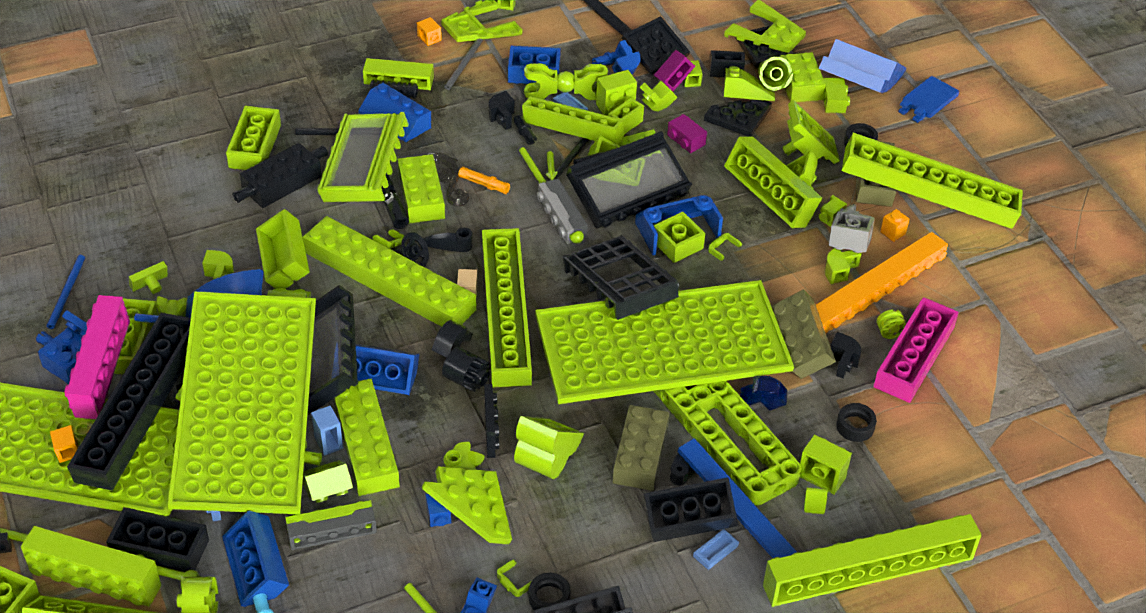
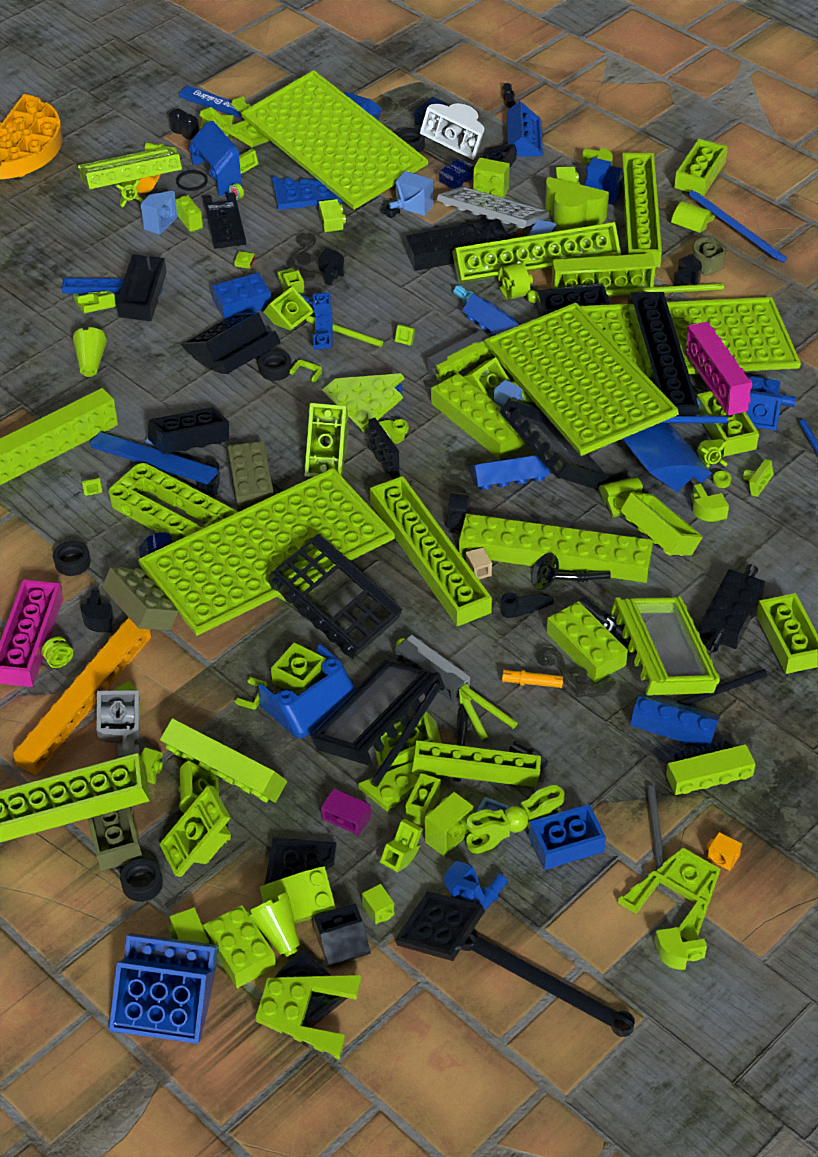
camera: 160 degrees right, 0 degrees up
(64, 443) = (687, 318): light orange brick -> none
(180, 292) = (722, 479): none -> lime tile
(377, 582) = (405, 334): none -> lime tile
(390, 244) = (571, 578): lime piece -> none
(466, 369) = (429, 483): black gear -> none
(501, 109) = (570, 769): black brick -> none
(674, 70) = (396, 880): magenta brick -> none
(824, 464) = (89, 501): lime brick -> none
(894, 225) = (74, 762): light orange brick -> none
(928, 98) = (70, 982): blue tile -> none

